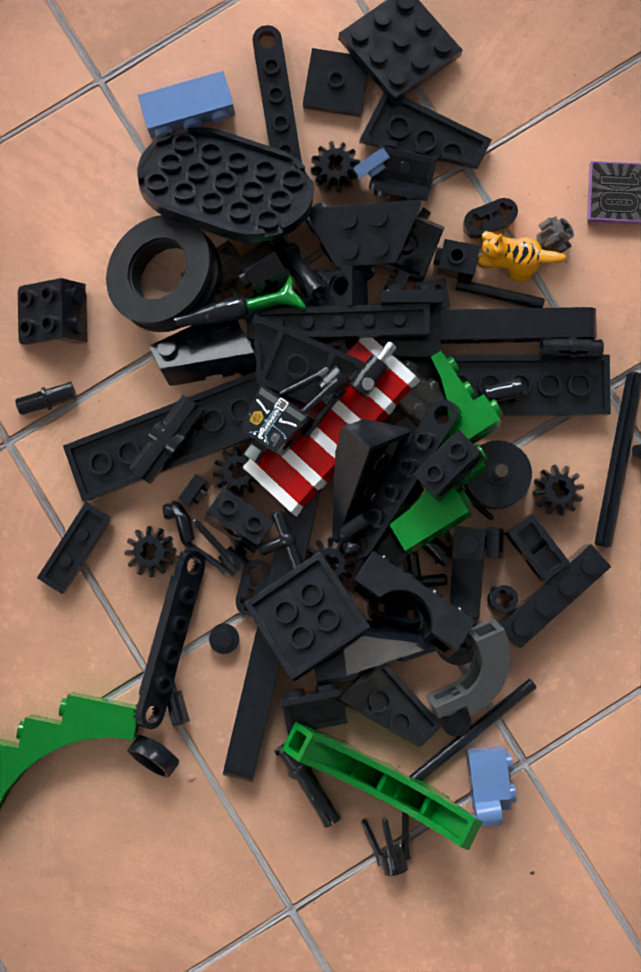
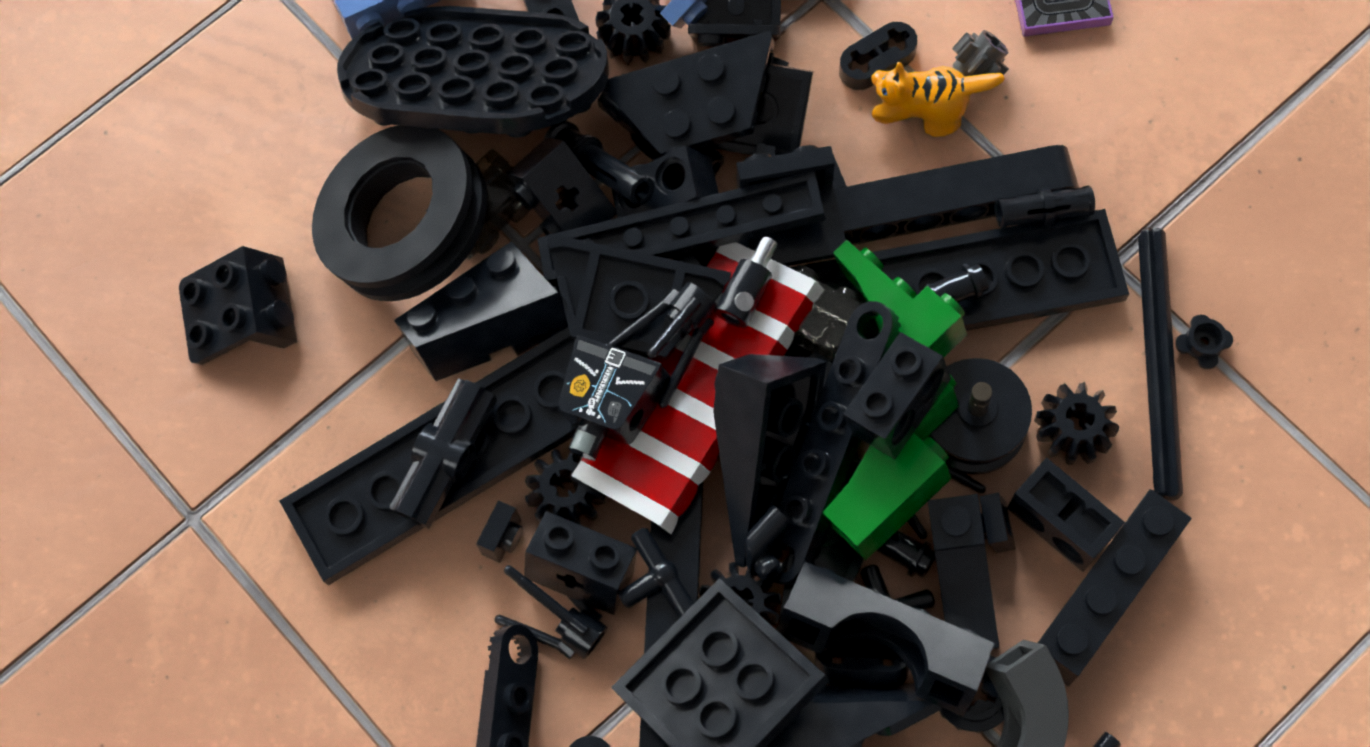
camera: 10 degrees left, 15 degrees down
(45, 398) = (242, 436): black axle -> none
(74, 548) = (320, 660): black plate -> none
(140, 549) = (426, 642): black gear -> none
(183, 520) = (489, 581): black arm -> none
(237, 307) = (522, 233): black piece -> none
(245, 583) = (609, 665): black beam -> none
(456, 259) = (841, 118): black brick -> none
(499, 294) = (911, 157): black bar -> none
(510, 603) = (1031, 593): black bush -> none

